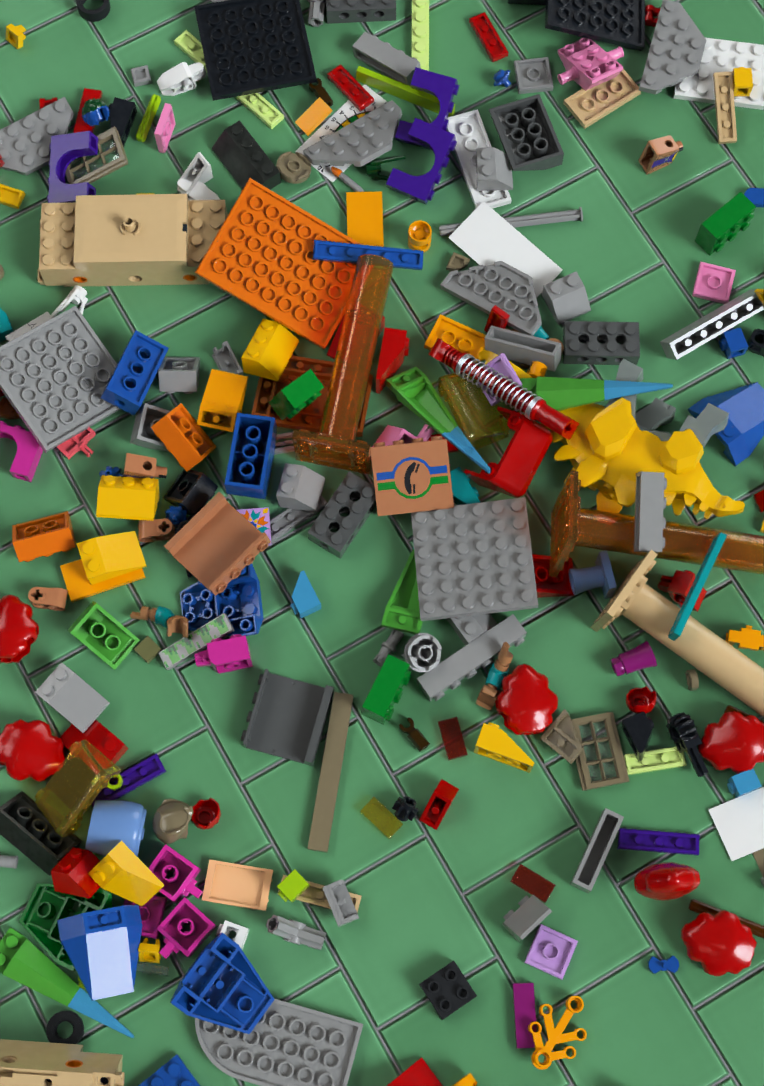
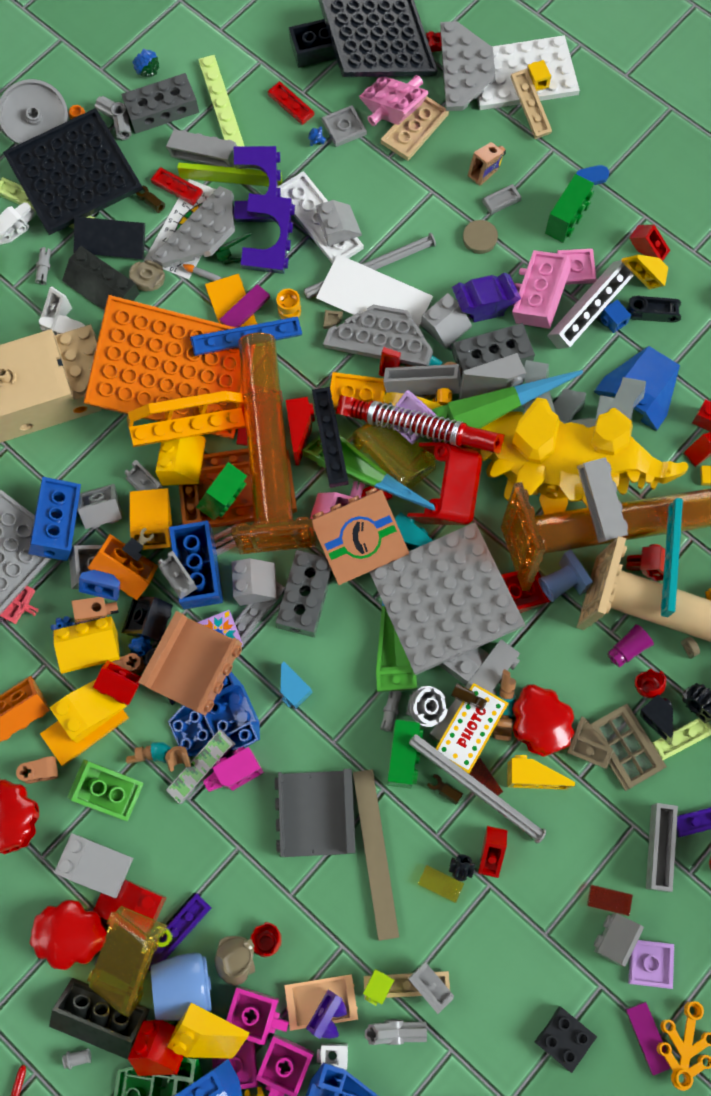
camera: 15 degrees left, 0 degrees up
(144, 541) = (117, 682): none -> red brick
(147, 649) = (154, 790): olive tile -> none
(156, 446) = (99, 584): none -> blue slope
(165, 128) = (10, 274): bright pink tile -> none
(198, 128) = (43, 266): none -> light grey pin
(199, 421) = (135, 547): none -> black piece
(230, 459) = (177, 575): none -> light grey hinge
(231, 901) = (321, 1022): none -> dark purple tile
(270, 120) = (110, 237): none -> black tile
(285, 324) = (186, 426): none -> light orange plate
(313, 116) = (152, 218): light orange tile -> none
(377, 227) = (245, 307): none -> magenta tile
(415, 375) = (330, 437): none -> black plate
(443, 741) = (478, 788): none -> light grey axle
(456, 685) = (471, 729): none -> white tile
(462, 655) = (468, 697): none -> dark brown bar
(527, 134) = (358, 180): dark grey slope -> none
(587, 364) = (492, 376): none -> light grey slope
(613, 286) = (486, 296): none -> dark purple slope
(629, 225) = (480, 236): none -> dark tan tile
(663, 194) = (501, 199): none -> light grey tile
(668, 294) = (541, 289): none -> bright pink piece

